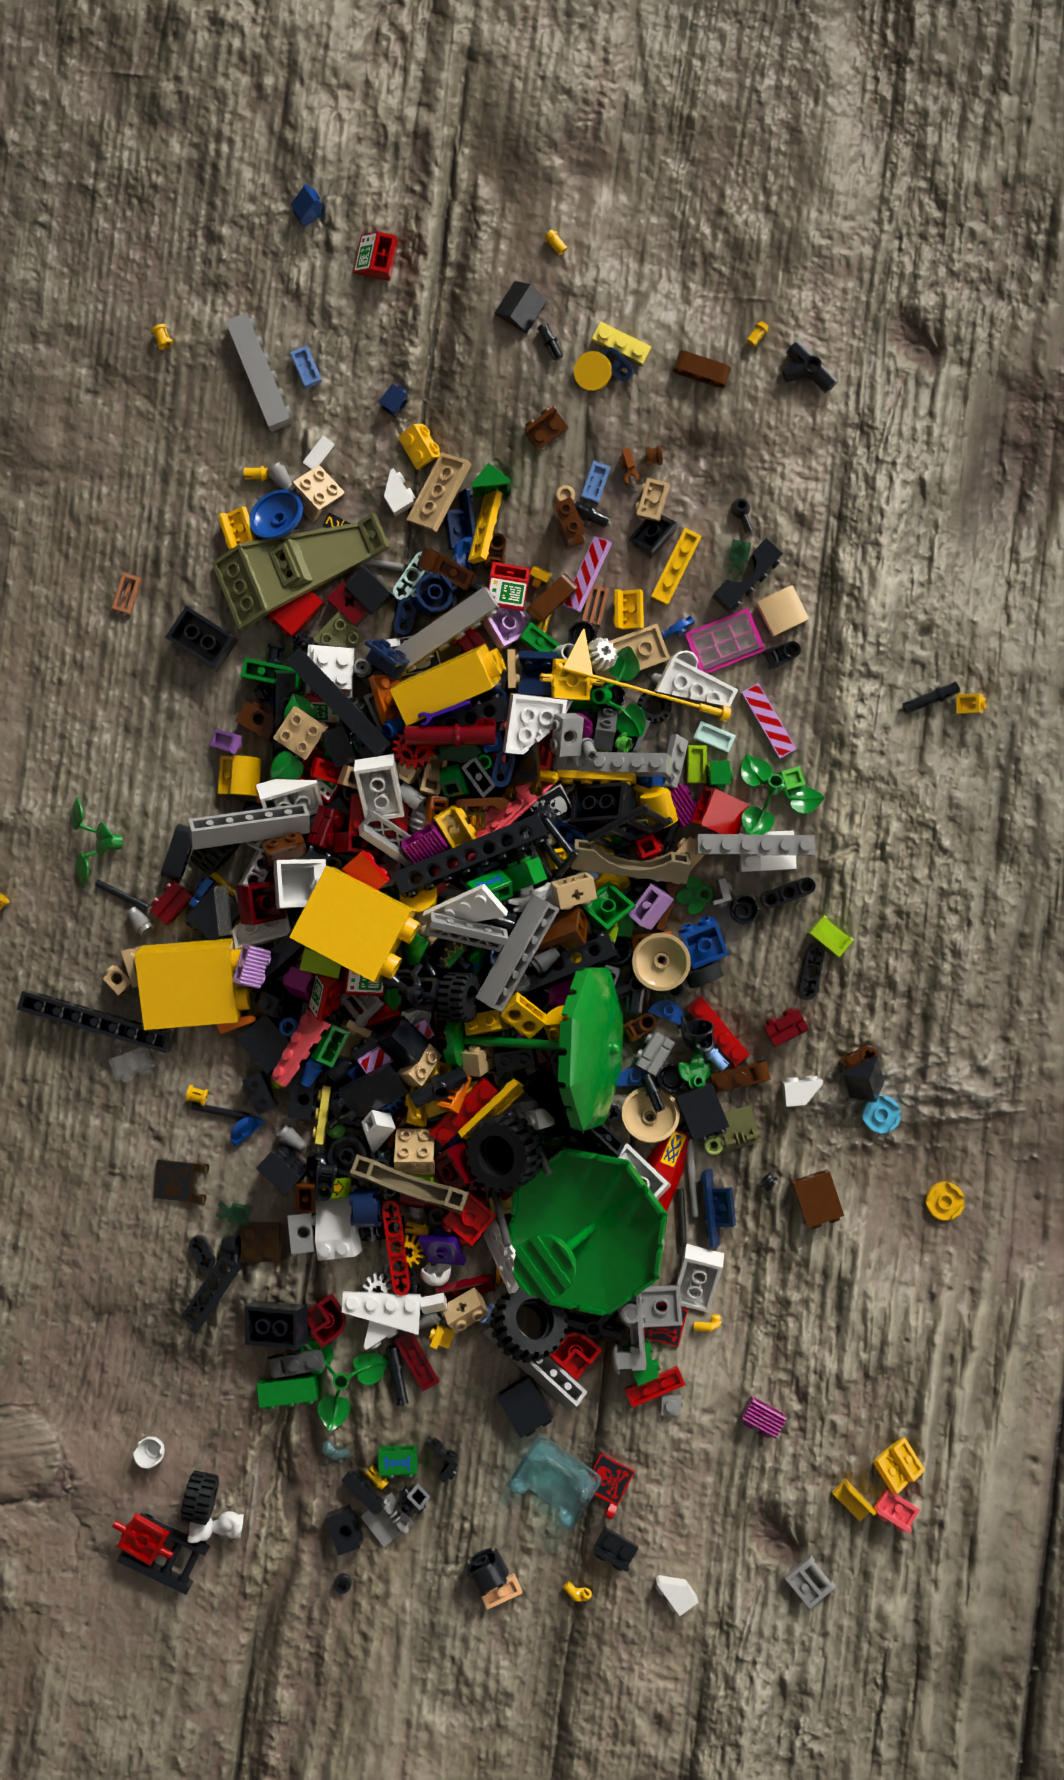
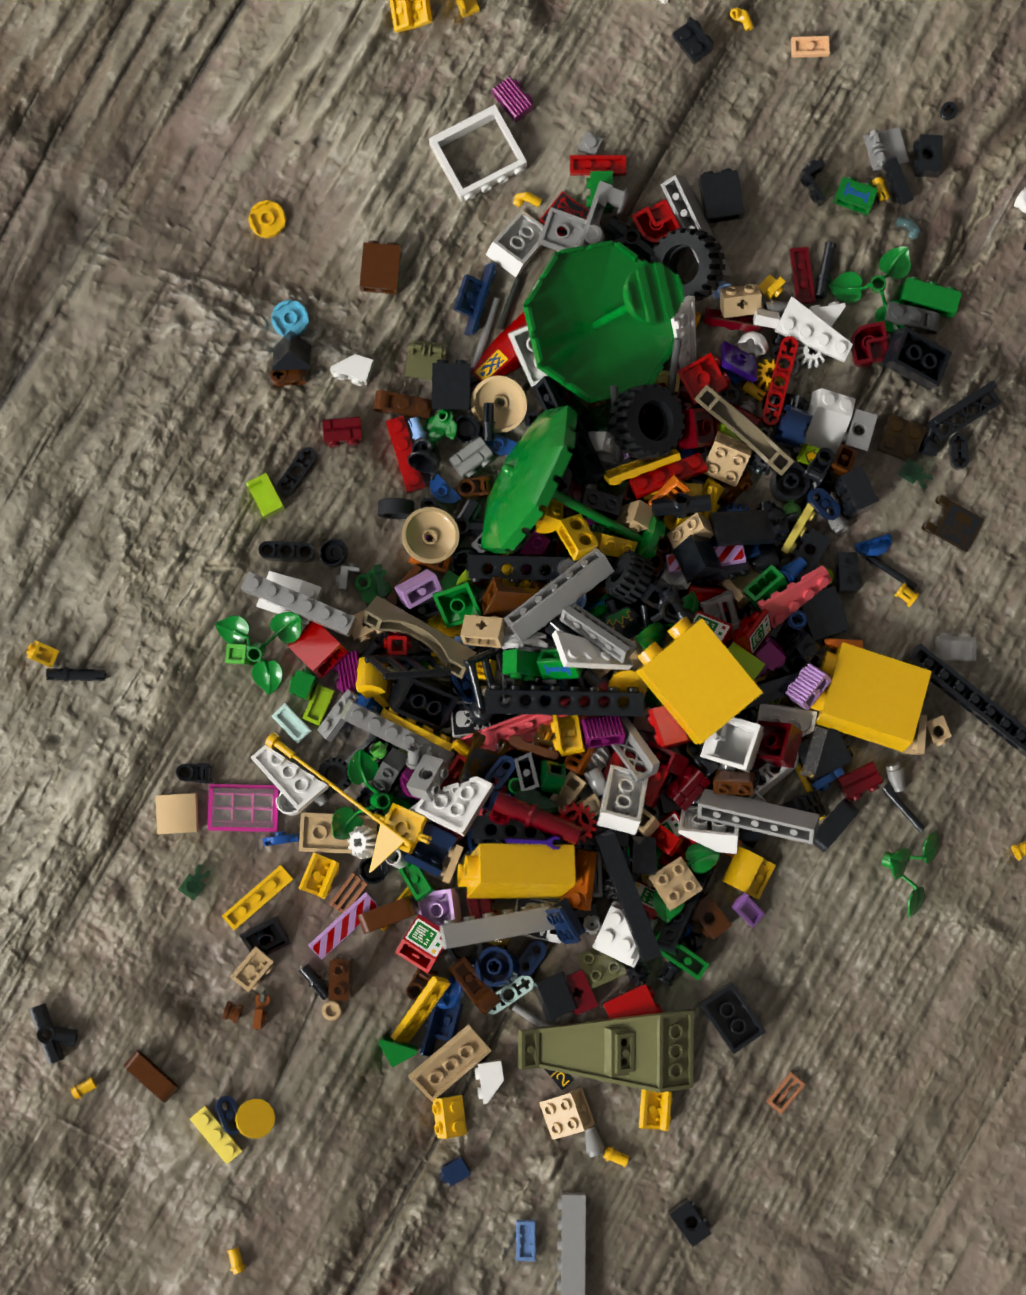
camera: 155 degrees left, 5 degrees down
(157, 436) = (694, 1233): none -> black brick
(276, 514) = (613, 1114): blue dish -> none
(309, 1147) = (823, 502): none -> dark blue plate
(319, 452) = (548, 1152): white sticker -> none
(377, 1128) = (752, 494): white slope -> none
(393, 727) = (586, 851): blue cone -> none
(413, 1499) = (856, 156): black brick -> none
(486, 1571) = (815, 68): black brick -> none
(521, 306) = (296, 1212): black slope -> none
(540, 575) = (388, 943): yellow tile -> none
(545, 428) = (323, 1082): reddish brown bracket -> none
(545, 960) = (537, 577): dark grey cone -> none
(550, 341) = (282, 1164): black axle -> none
(557, 1479) = (719, 121): clear light blue windscreen -> none
(595, 482) = (298, 1010): medium blue plate -> none
(614, 1481) = (675, 101): flag -> none
(685, 896) = (382, 587): none -> clear green plate
(703, 941) = (383, 539): blue plate -> none
(714, 1151) = (453, 348): yellowish green plate -> none
(731, 592) = (171, 870): black arch -> none
(742, 514) = (173, 921): black bar -> none
(768, 720) = (235, 717): tile -> none
(768, 1181) = (418, 301): black bush -> none
(797, 1368) = (464, 128): none -> white window

